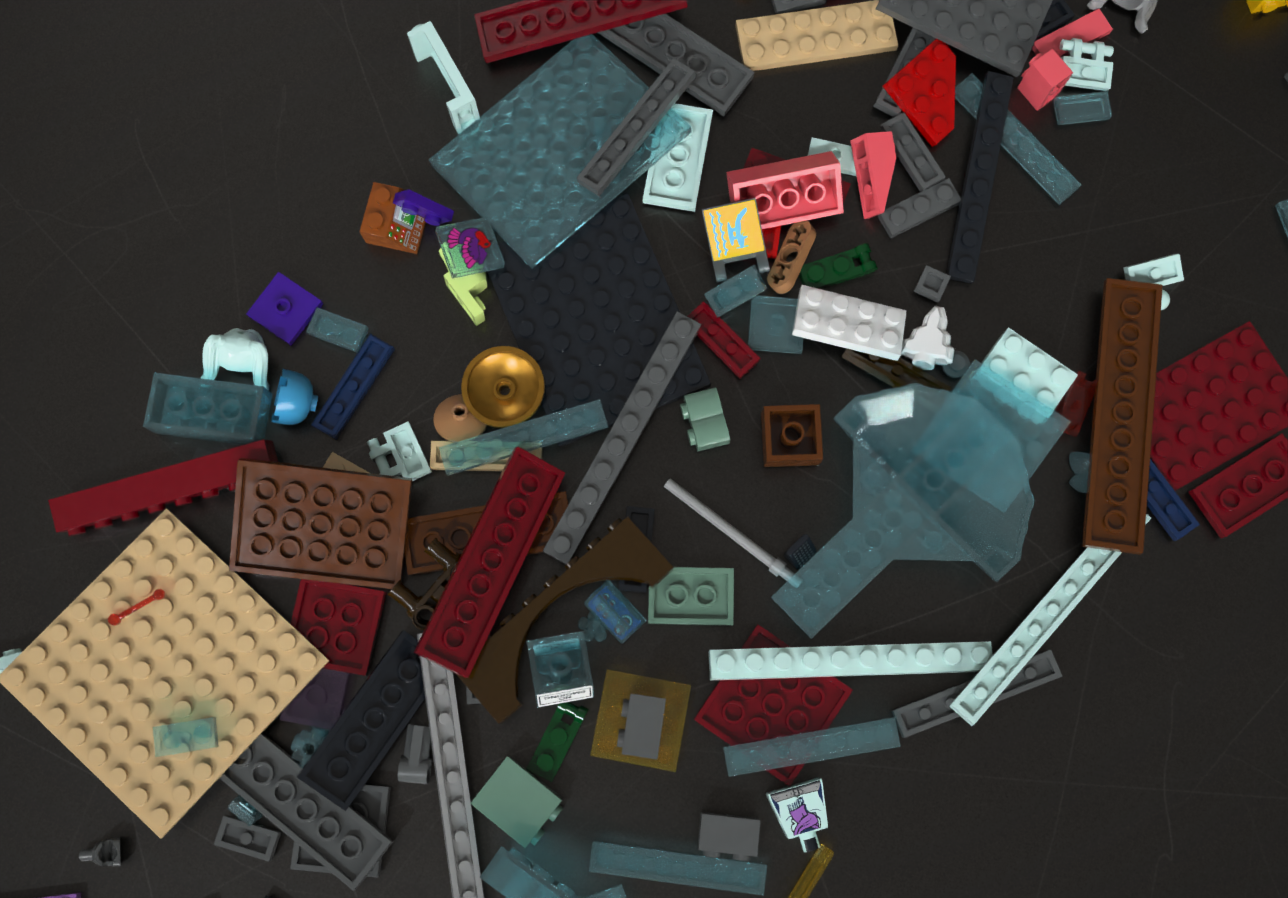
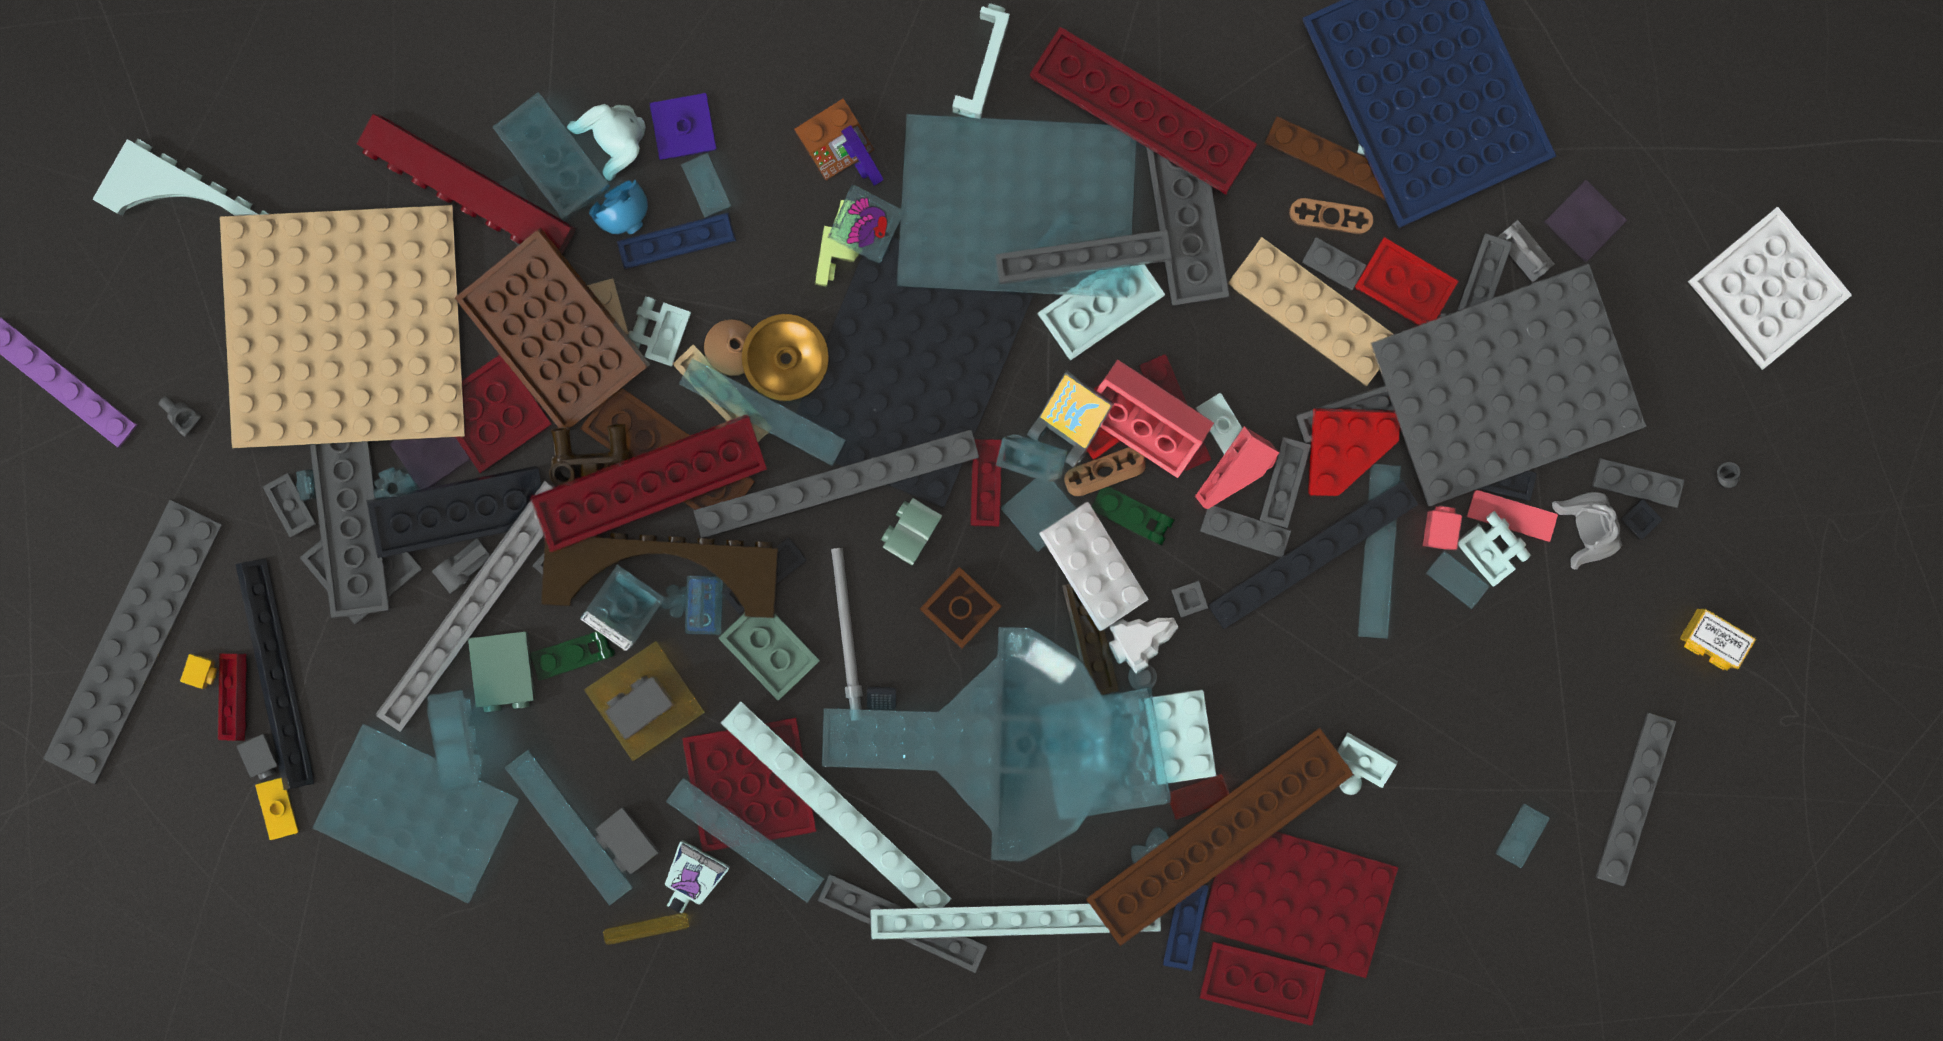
camera: 45 degrees right, 10 degrees up
(115, 619) = (342, 257): clear red hinge -> none
(185, 737) = (315, 395): clear light blue plate -> none

